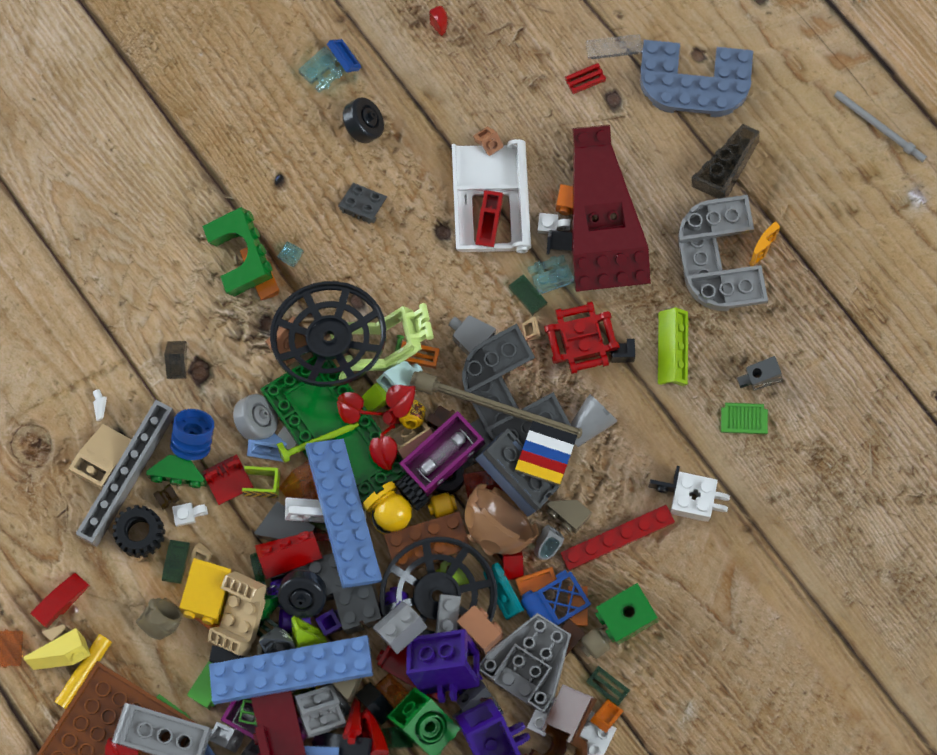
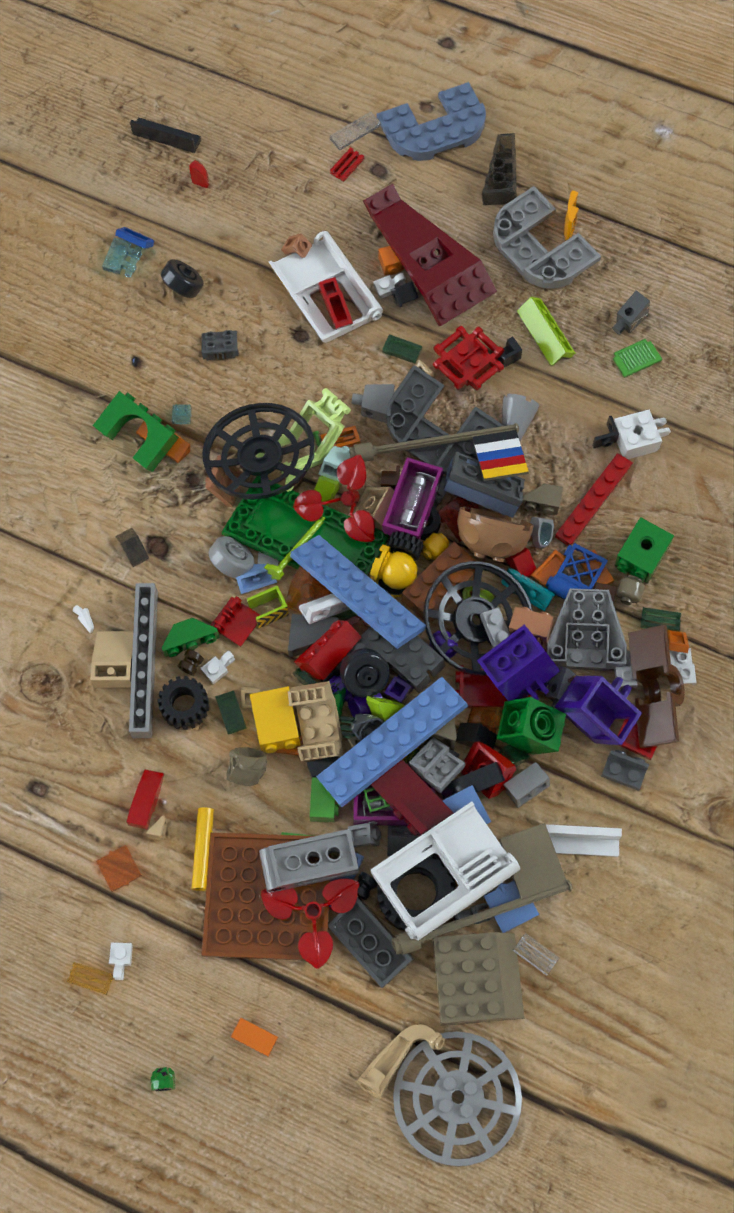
camera: 30 degrees left, 5 degrees down
(60, 652) = (173, 841): light yellow slope -> none
(192, 434) = (185, 596): blue wheel -> none
(353, 724) = (472, 759): red bar -> none
(400, 627) = (465, 654): light grey slope -> none
(415, 416) = (370, 487): yellow head -> none
(553, 278) = (415, 326): clear light blue plate -> none
(909, 147) = (635, 96): light grey bar -> none

